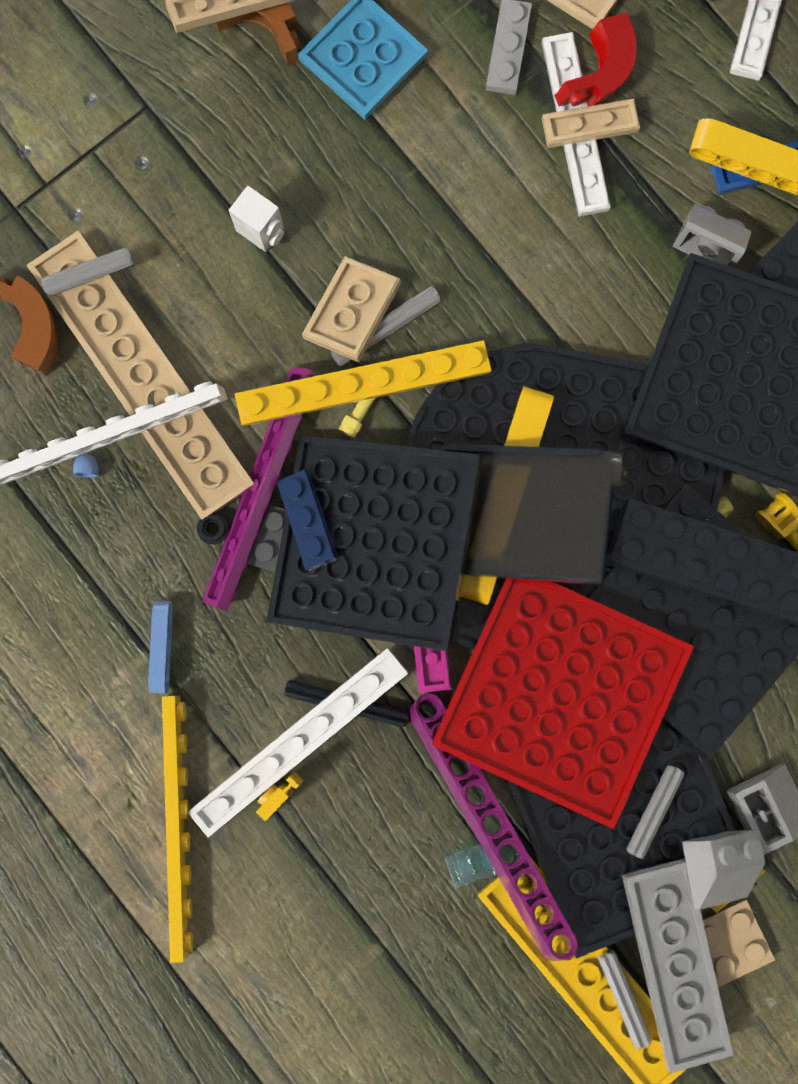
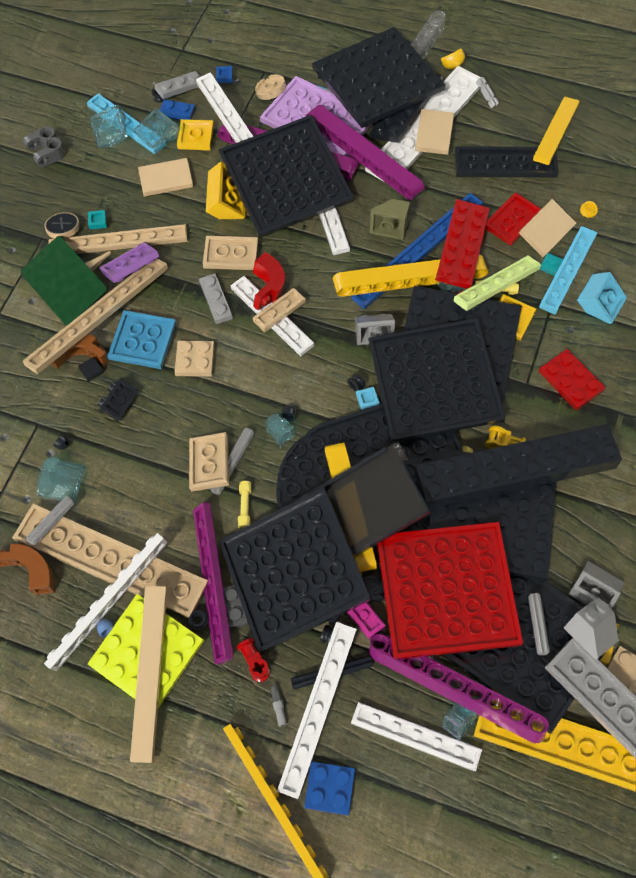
camera: 30 degrees left, 20 degrees down
(108, 566) = (149, 675): none -> tan tile
(121, 533) = (119, 652): none -> neon yellow plate
(133, 213) = (59, 479): none -> clear light blue slope
(160, 647) = (205, 703): medium blue beam -> none
(164, 154) = (61, 442): none -> black hinge
(252, 704) = (278, 706): none -> light grey piece
(254, 627) = (254, 660): none -> red connector
(256, 847) = (329, 788): none -> blue plate
(257, 219) = (131, 443): white brick -> none
(264, 60) = (90, 369): none -> black tile
(276, 135) = (118, 399): none -> black bracket
(276, 796) = (323, 746): yellow plate -> none
(307, 520) = (250, 581): dark blue plate -> none
(362, 383) = (236, 494): yellow plate -> none
(369, 652) = (326, 634): none -> black bush
(404, 850) = (416, 736): none -> white tile
(422, 130) = (194, 358): none -> tan plate
(478, 316) = (279, 429): none -> clear light blue brick
(507, 299) = (289, 413): none -> black hinge
(624, 999) = (594, 741): light grey axle -> none
(632, 308) = (356, 382): none -> black bush
(632, 343) = (367, 398): none -> medium azure plate

